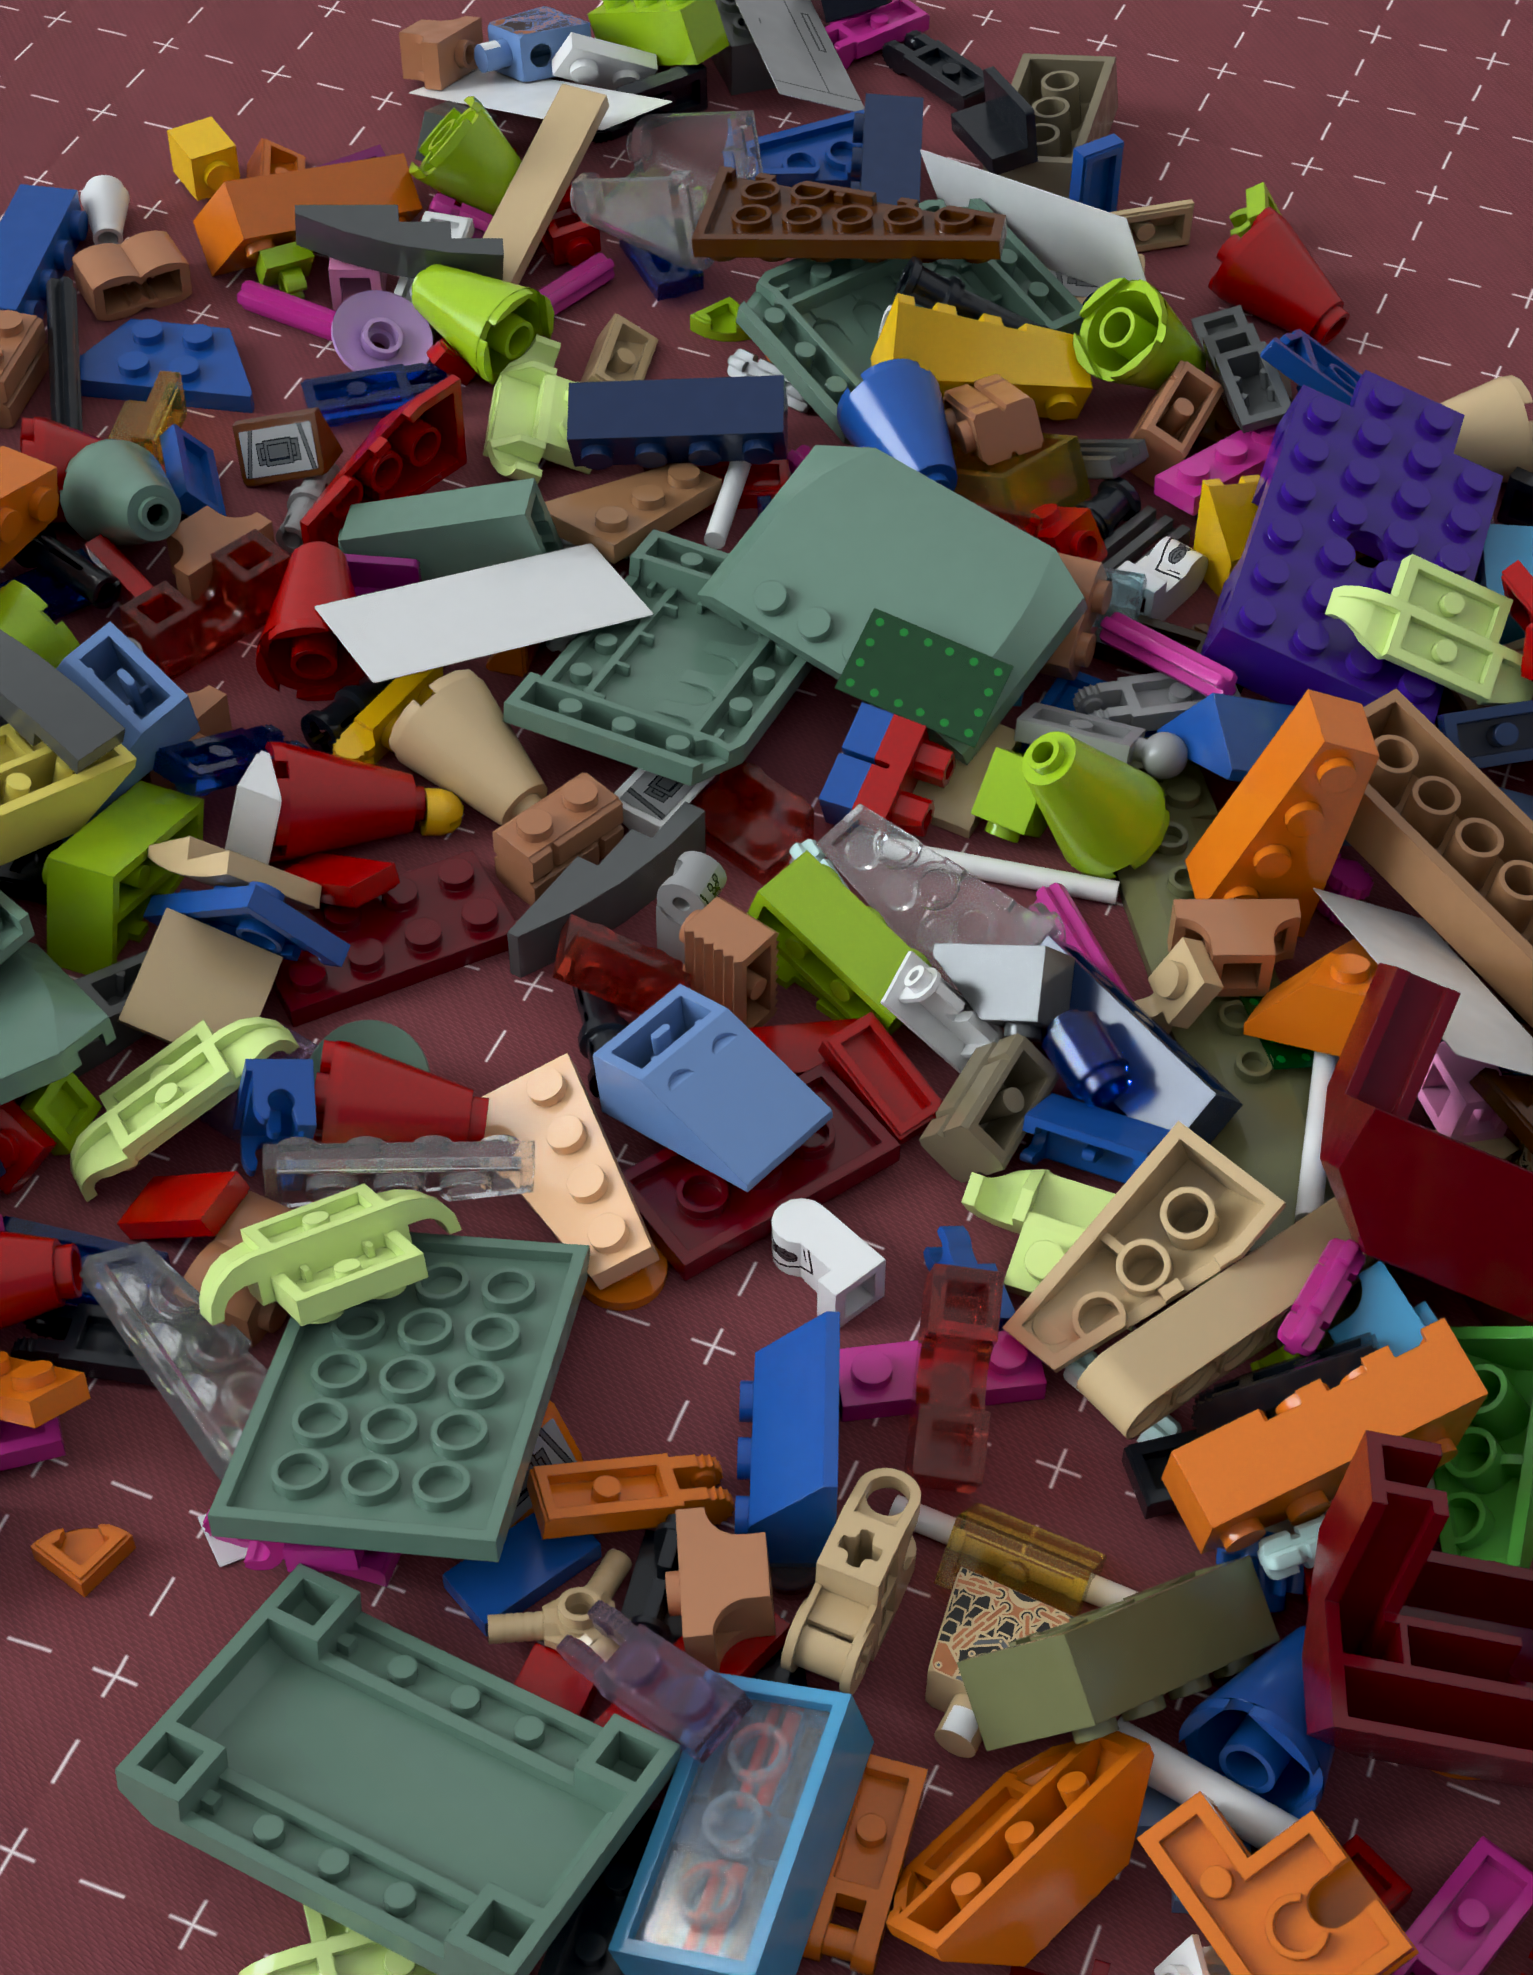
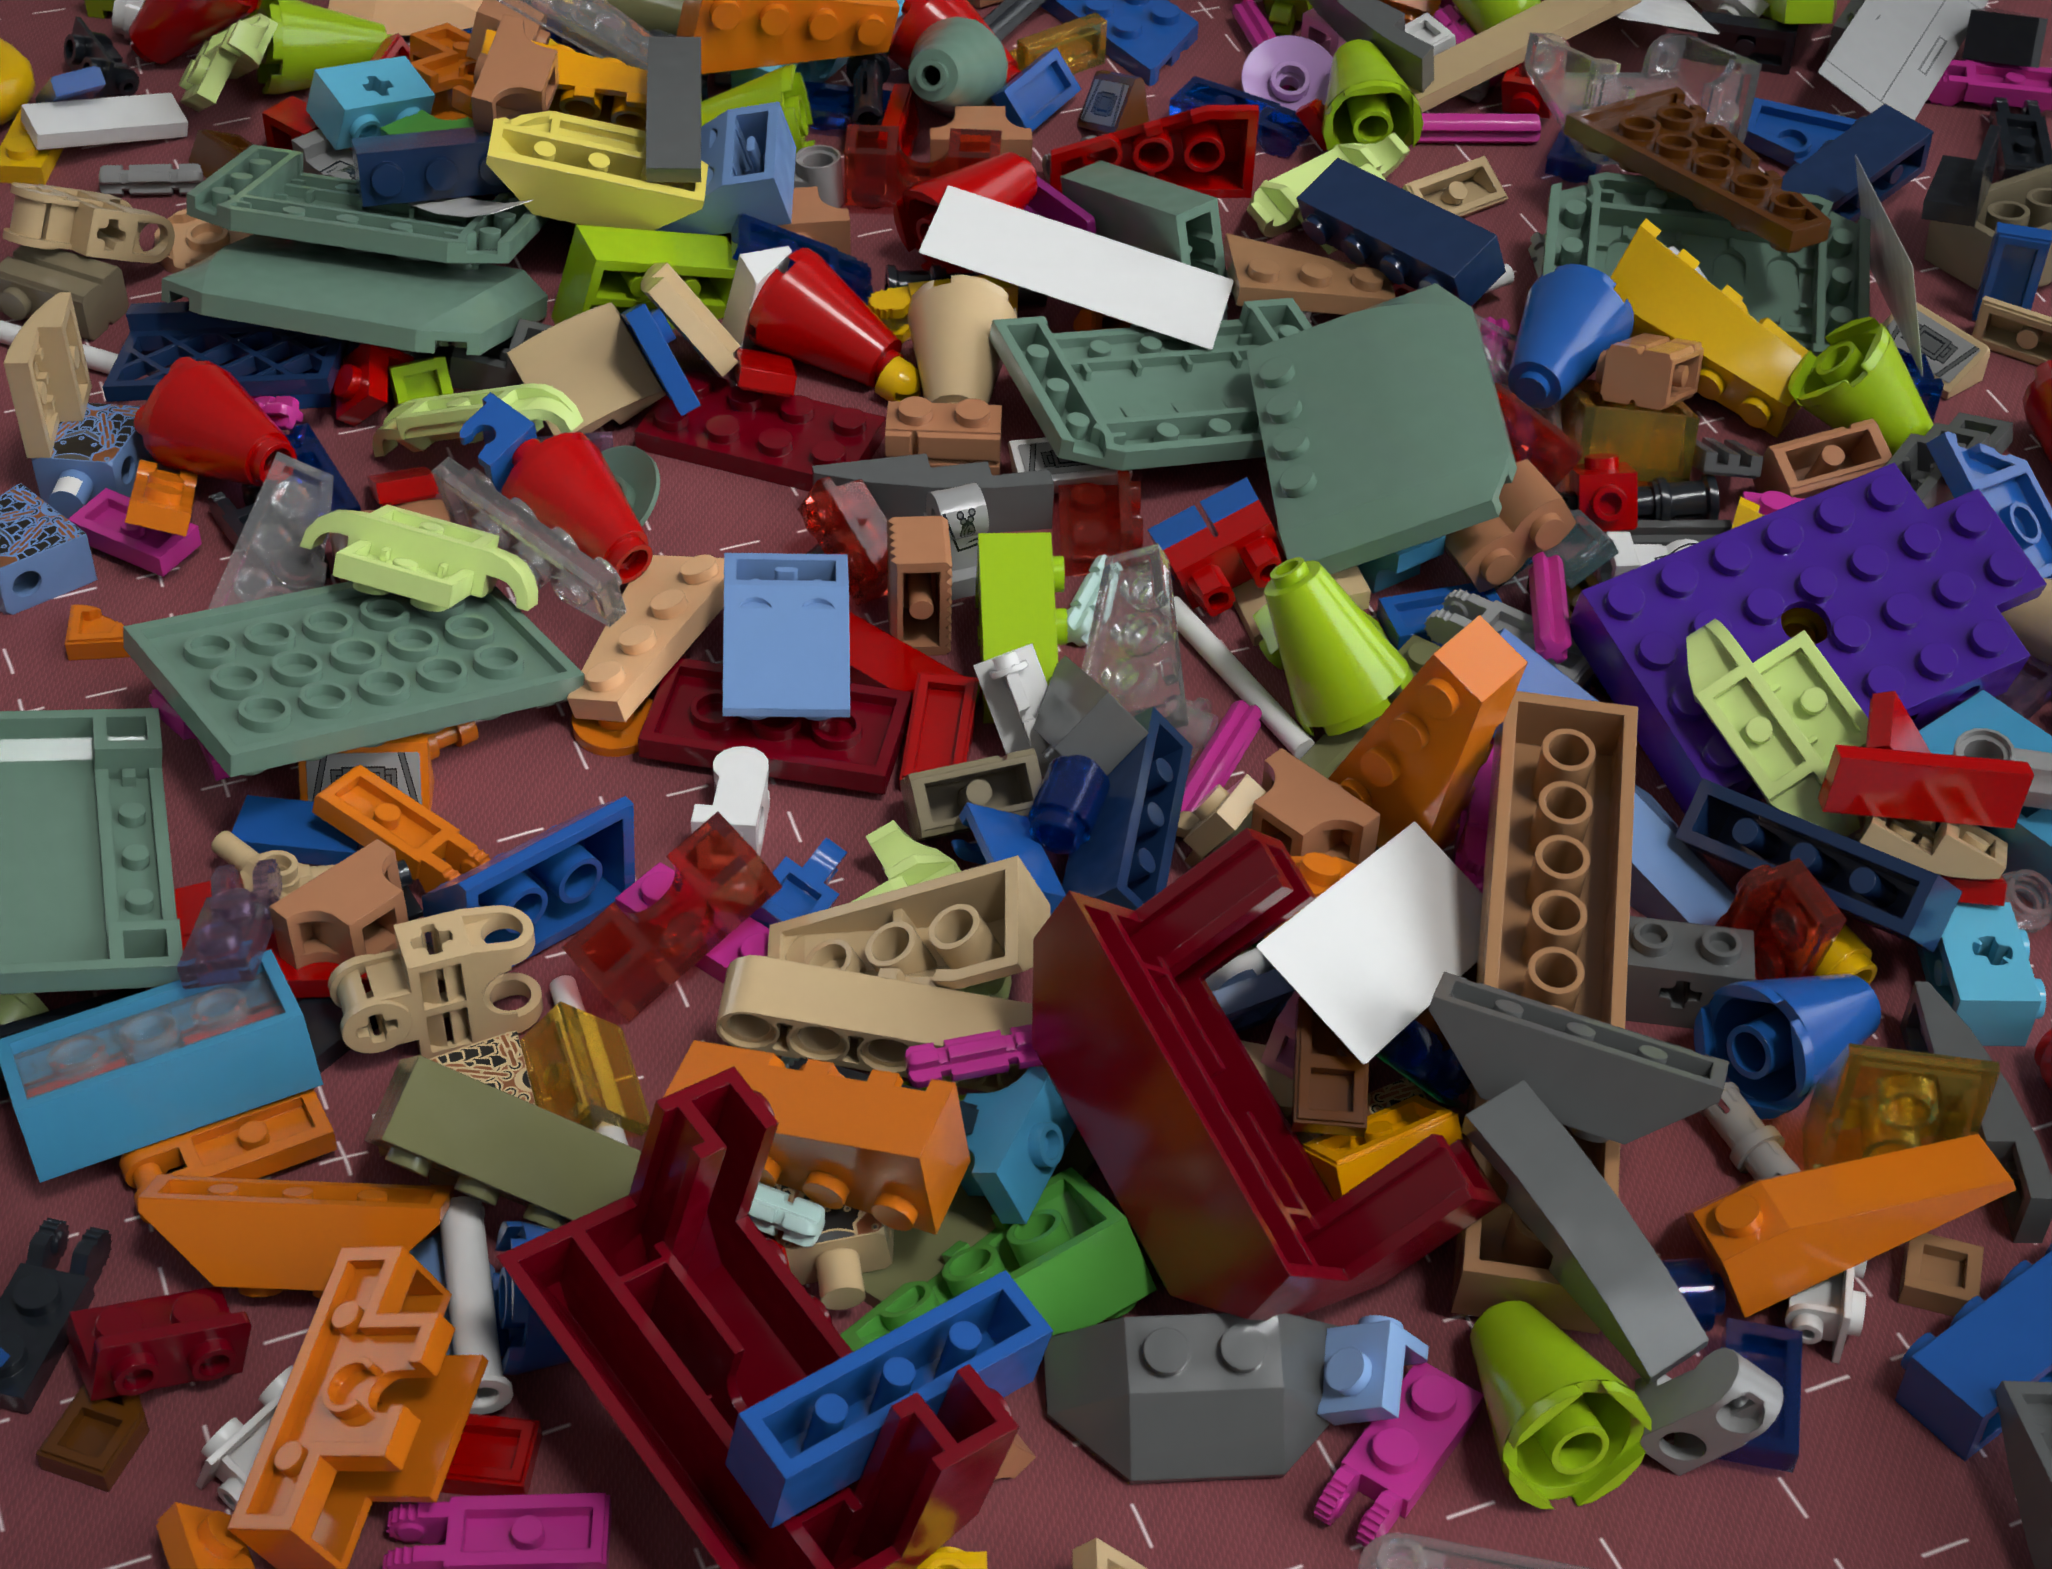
camera: 45 degrees right, 5 degrees down
(924, 677) = (1307, 485): dark green sticker -> none
(930, 287) = (1733, 267): black pin -> none
(1161, 754) = (1399, 612): light grey plate -> none

